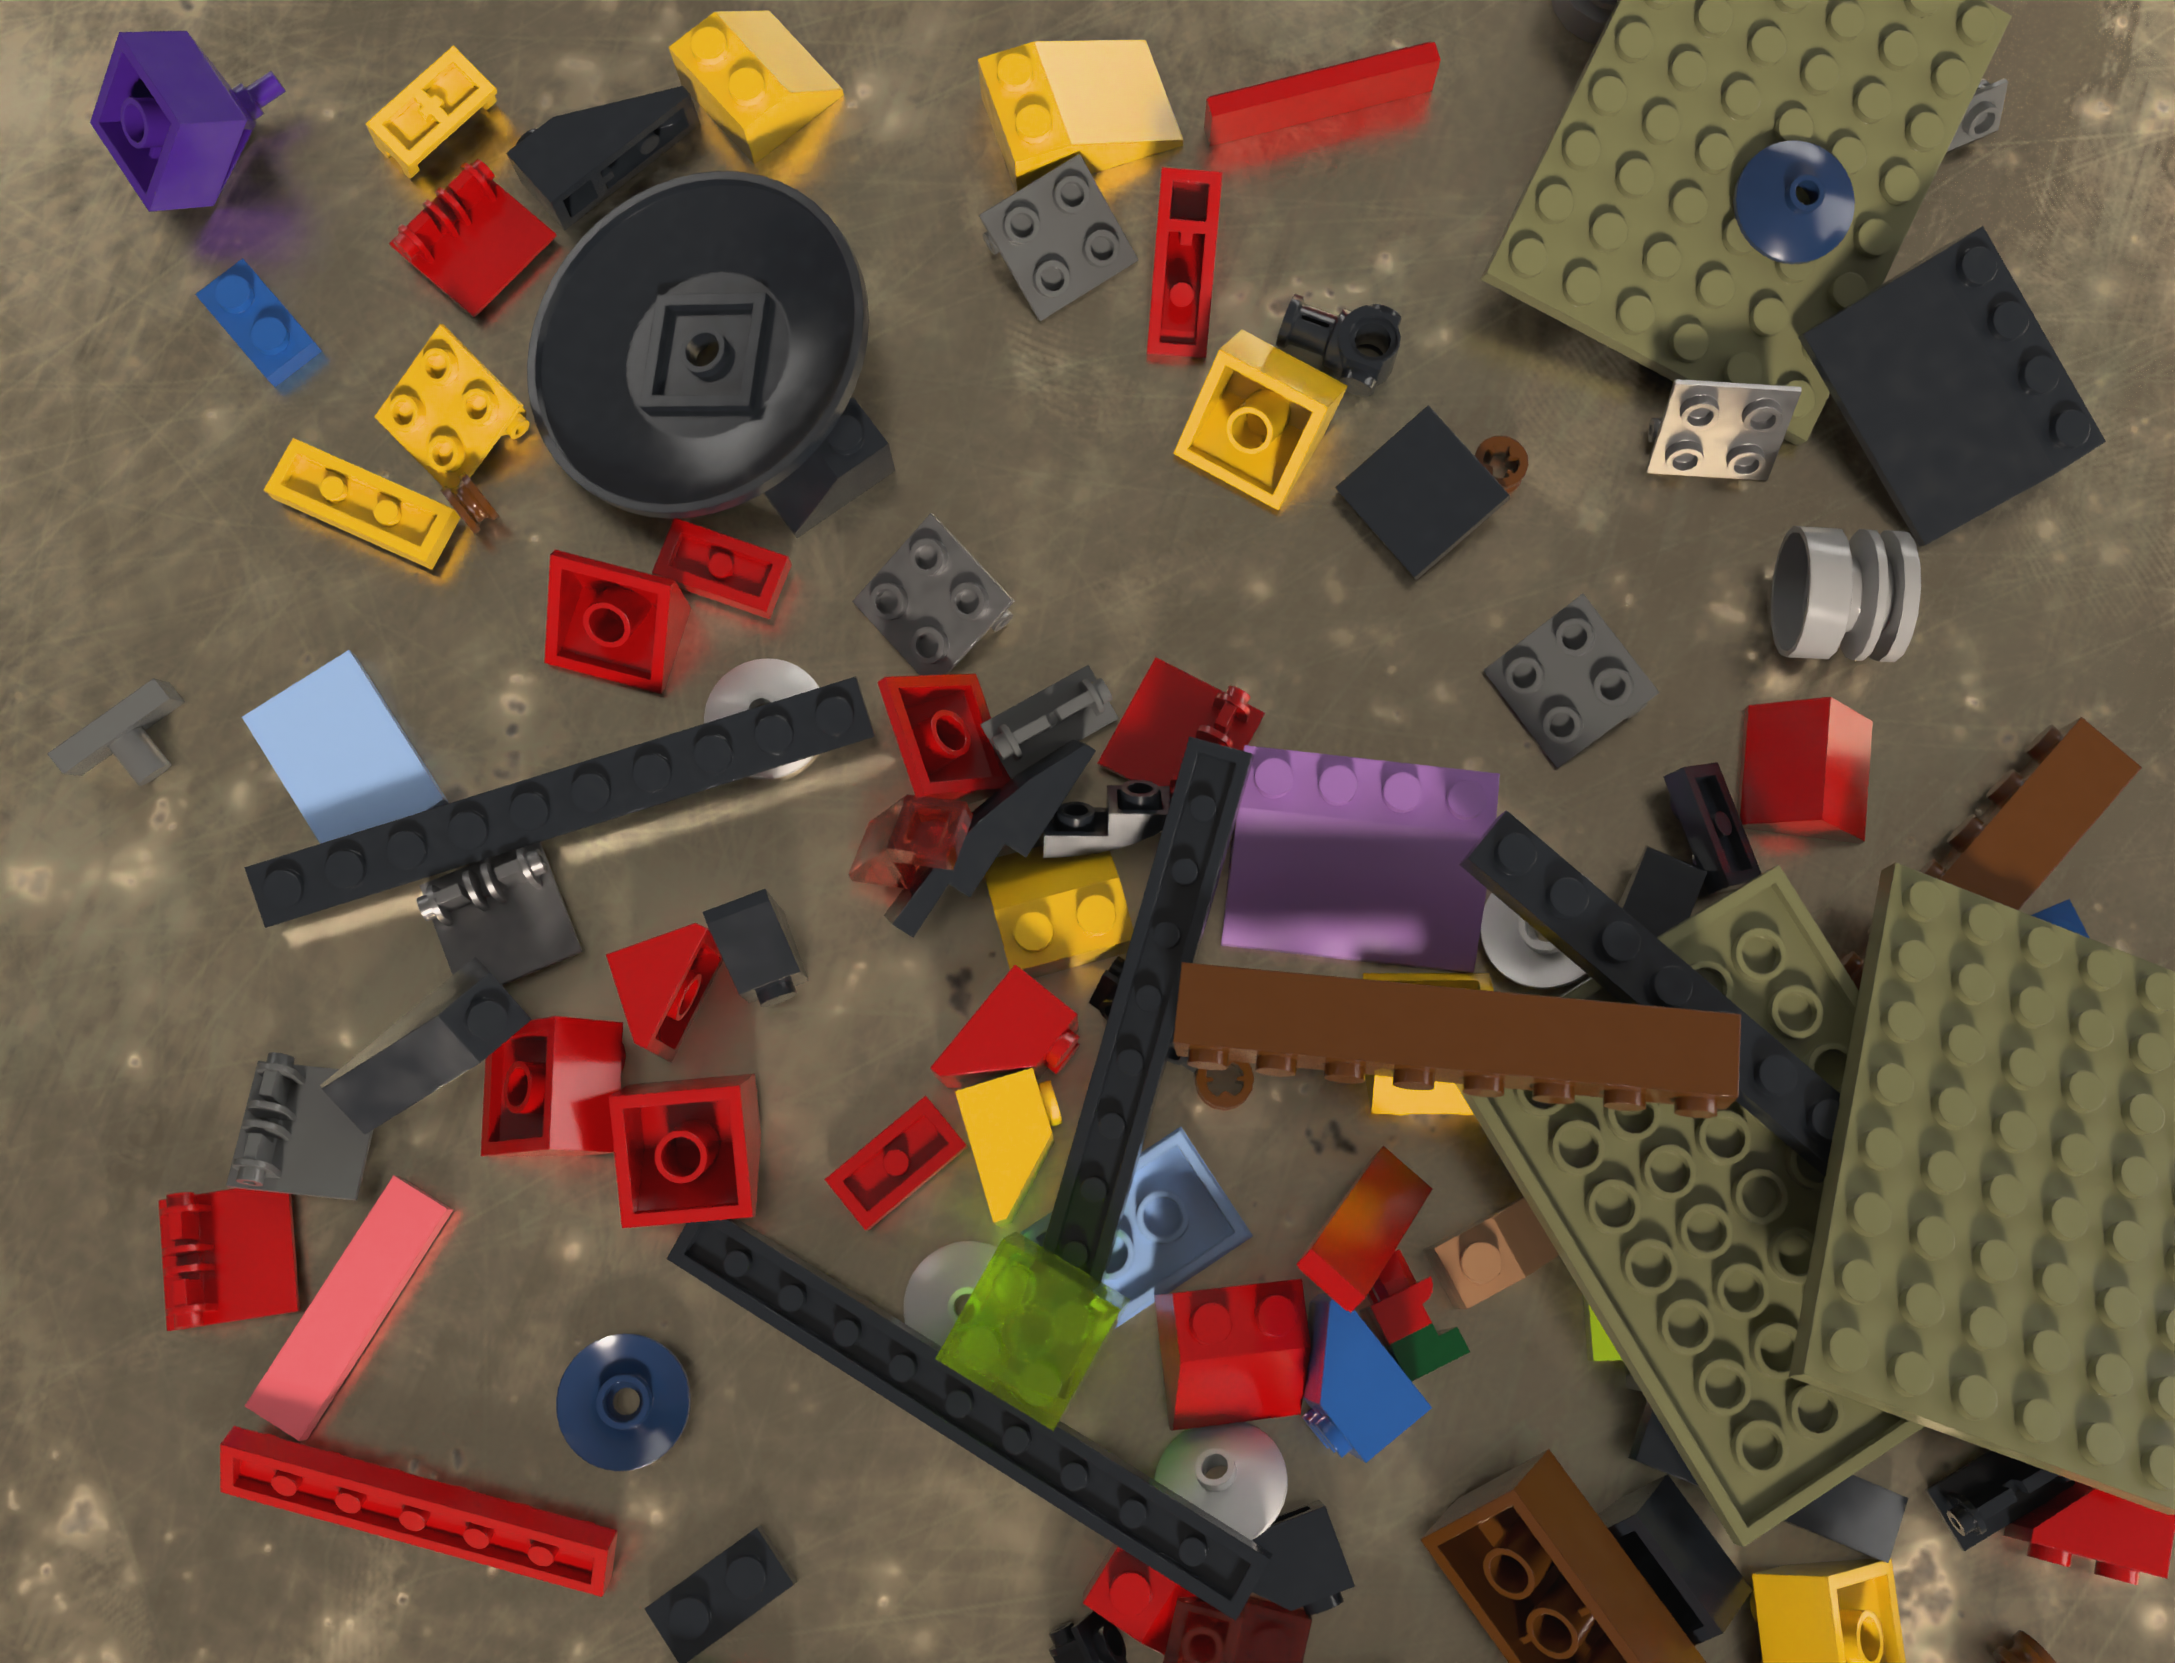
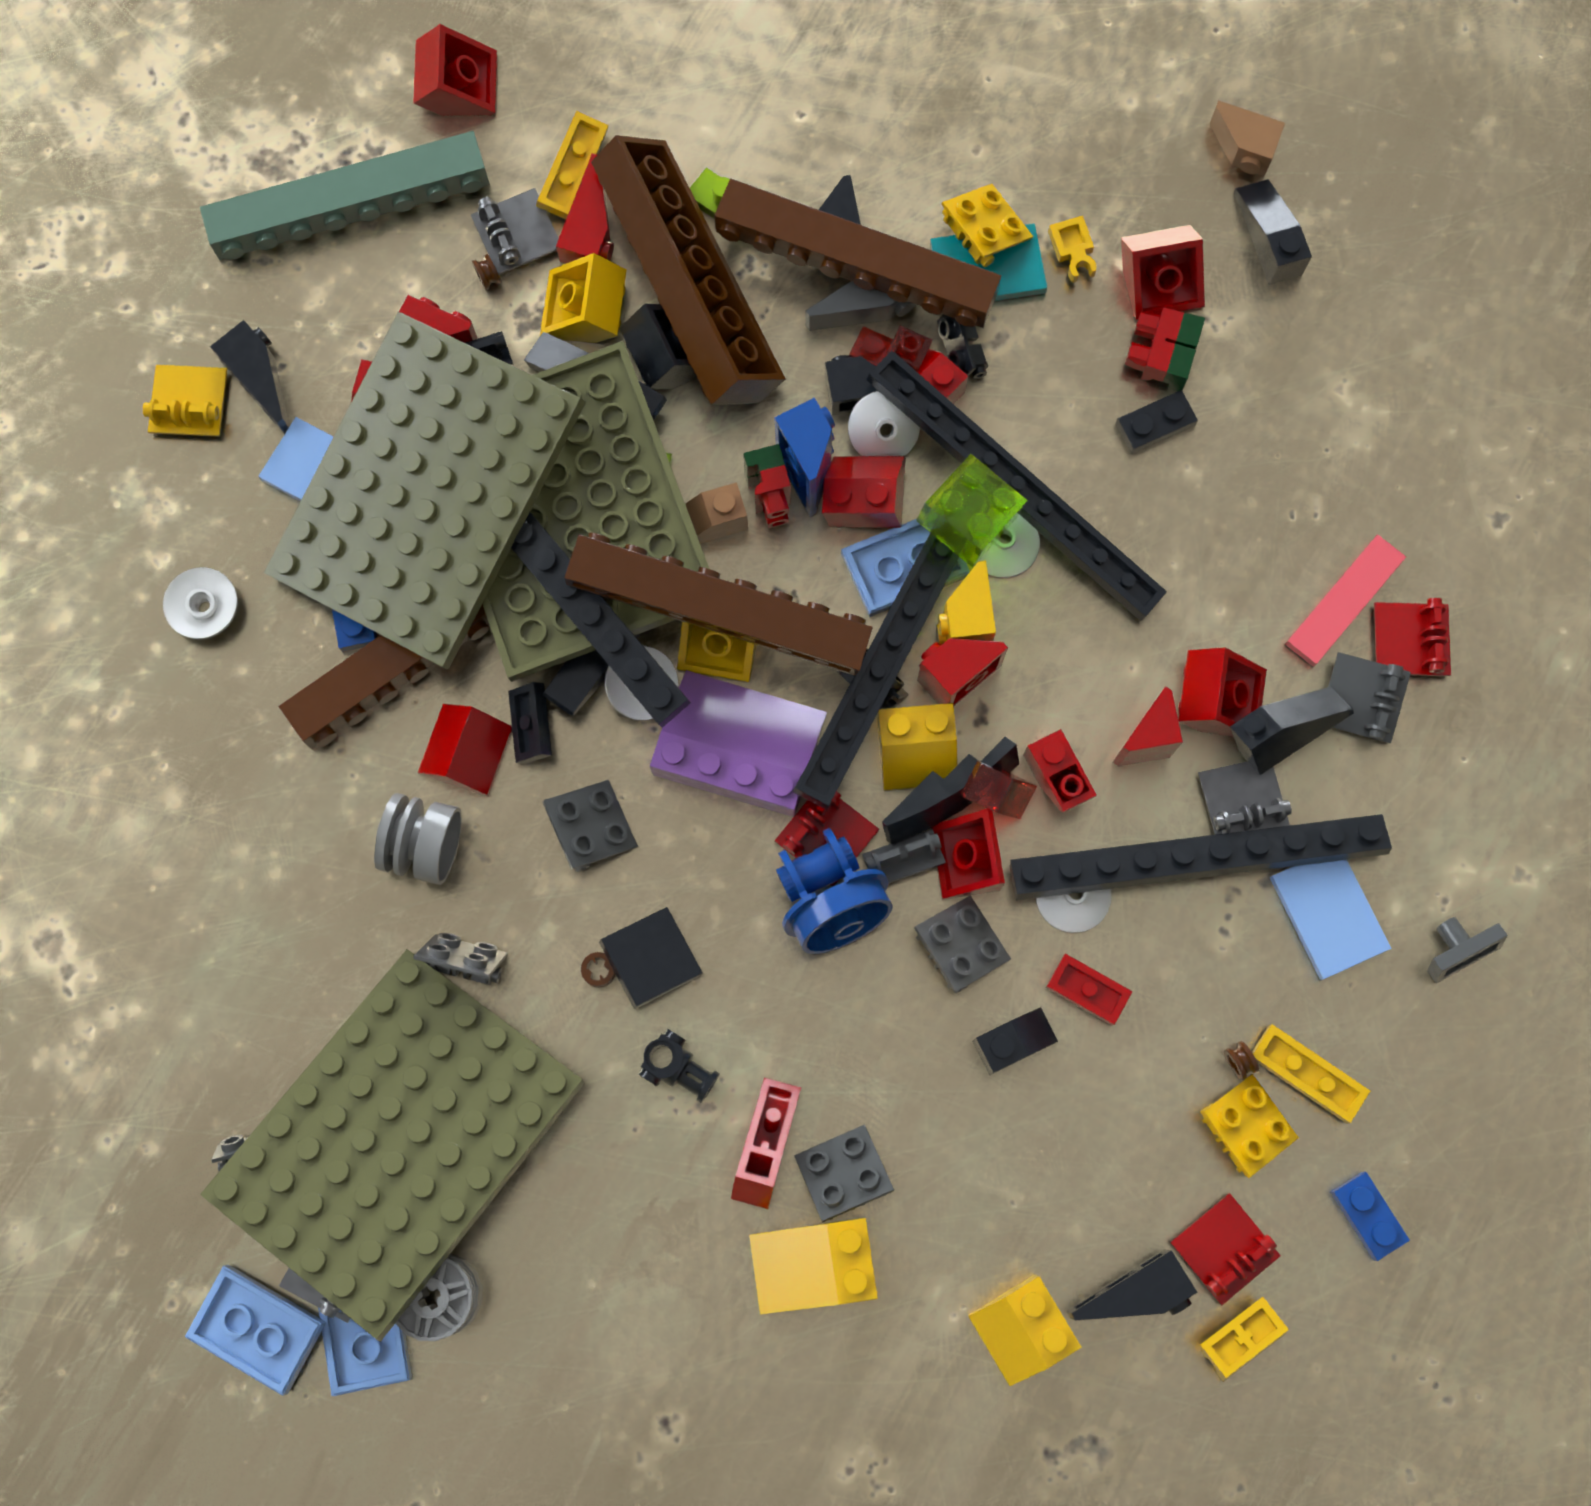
camera: 170 degrees left, 0 degrees up
(175, 118) = (1413, 1358): dark purple piece -> none
(417, 1510) = (1313, 486): red plate -> none
(590, 1408) = (1209, 510): dark blue dish -> none
(613, 621) = (1159, 965): red slope -> none
(650, 290) = (1138, 1141): black dish -> none
(686, 1150) = (1148, 645): red slope -> none
(757, 948) = (1096, 746): black slope -> none
(812, 896) = (1059, 771): none -> red slope
(896, 1163) = (1033, 620): red plate -> none
(1131, 815) = (873, 785): black slope -> none
(1170, 670) = (840, 912): none -> blue piece
(1259, 418) = (739, 1025): yellow slope -> none
(1321, 93) = (653, 1245): red tile -> none
(1364, 1229) = (783, 525): red tile -> none
(1774, 217) = (389, 1102): dark blue dish -> none
(1952, 387) = (314, 958): black slope -> none

